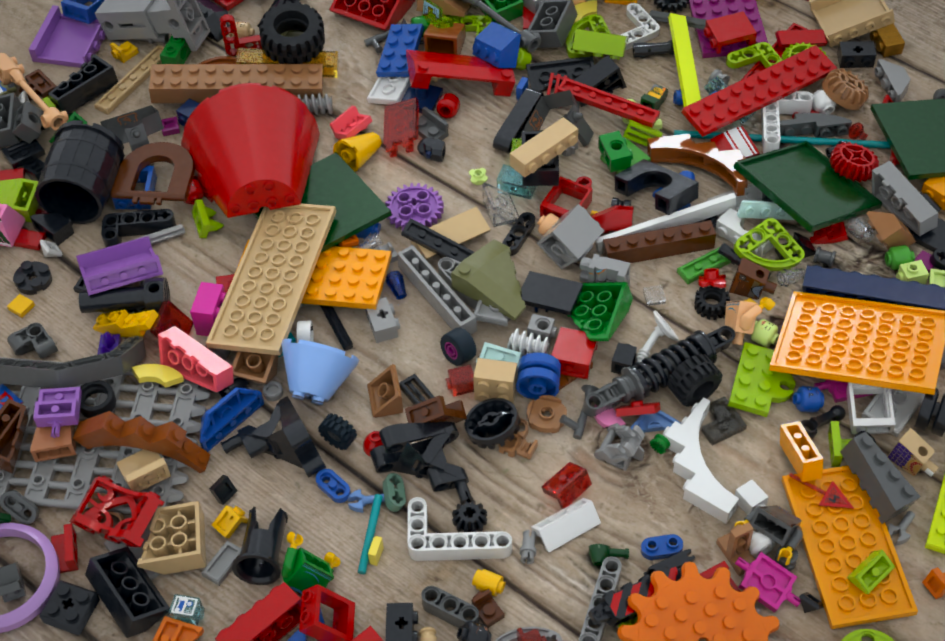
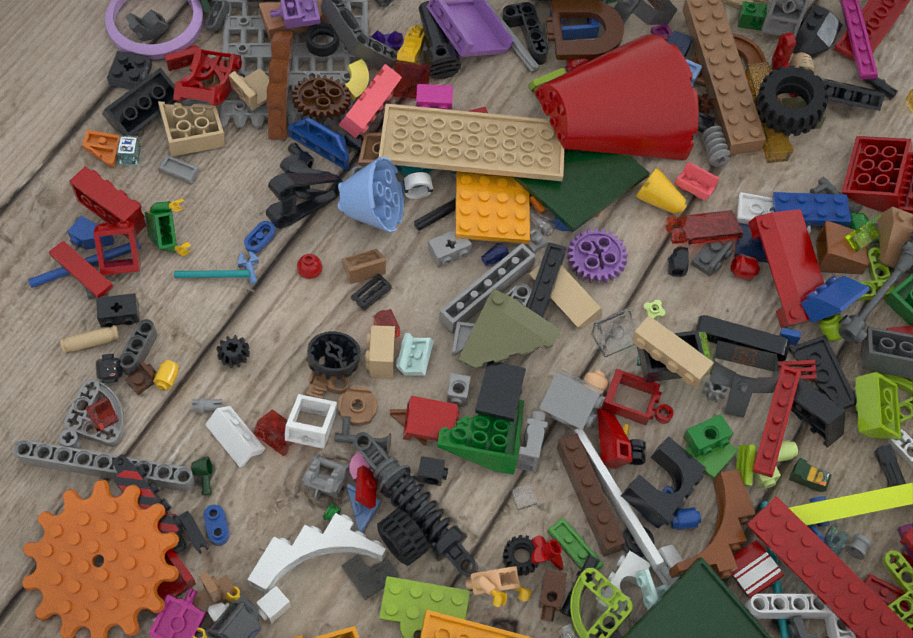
camera: 75 degrees right, 10 degrees up
(177, 402) = (321, 97): none -> reddish brown gear
(223, 489) = (247, 153): black tile -> none
(229, 520) = (218, 164): yellow bracket -> none
(261, 550) = (193, 188): black piece -> none
(337, 431) = (311, 228): black bush -> none
(375, 550) = (193, 280): light yellow tile -> none
(396, 492) = (257, 291): sand green beam -> none
(400, 455) = (286, 308): black connector -> none
(436, 411) = (336, 315): reddish brown panel -> none
(449, 541) = (202, 338): white beam -> none
(458, 346) = (422, 315): black wheel -> none
(519, 226) = (582, 350): black beam -> none
(528, 344) = (435, 378): white piece -> none
(538, 375) = (391, 389): blue wheel -> none
(578, 455) = (316, 435): none -> white window
(661, 329) = (470, 503): white dish -> none
(765, 333) = (484, 611): yellowish green head -> none

